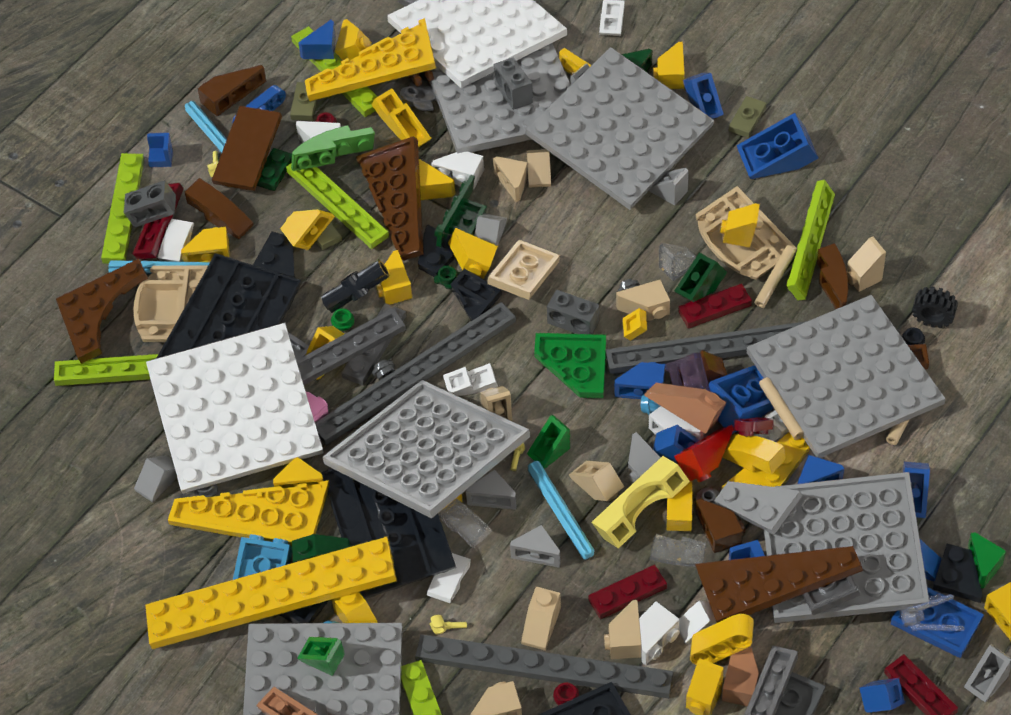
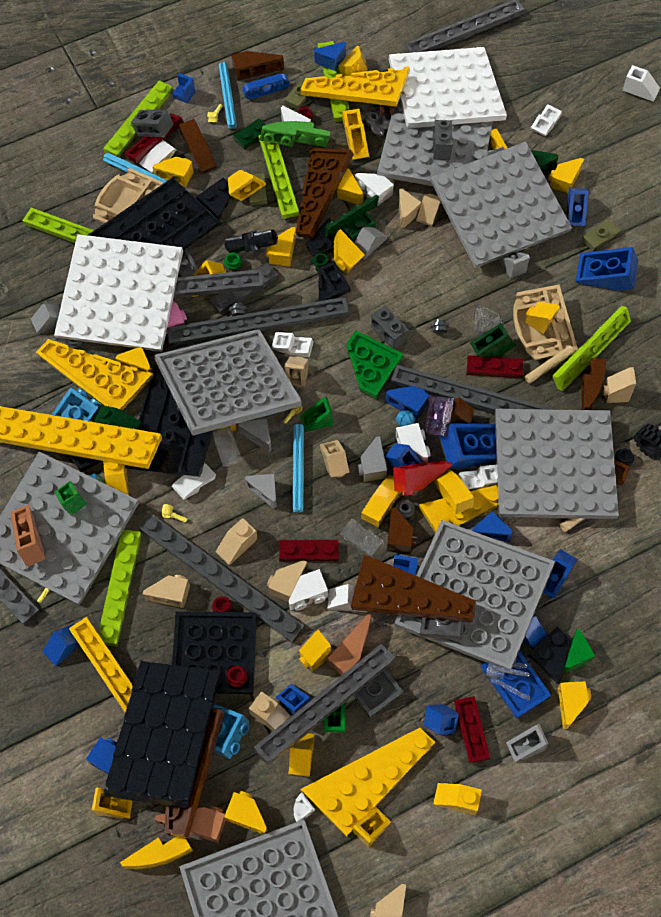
camera: 25 degrees right, 10 degrees up
(91, 303) = (76, 177): reddish brown plate -> none
(247, 148) = (239, 111): reddish brown tile -> none
(523, 269) = (373, 280): tan plate -> none
(634, 324) = (428, 355): yellow plate -> none
(649, 297) = (445, 341): tan slope -> none
(660, 481) = (330, 495): light yellow arch -> none
(691, 404) = (427, 434): nougat slope -> none
(722, 639) = (347, 621): yellow beam -> none
(753, 425) = (461, 469): dark red plate -> none
(759, 504) = (433, 532): light grey wing -> none
(781, 408) = (493, 466): tan piece -> none

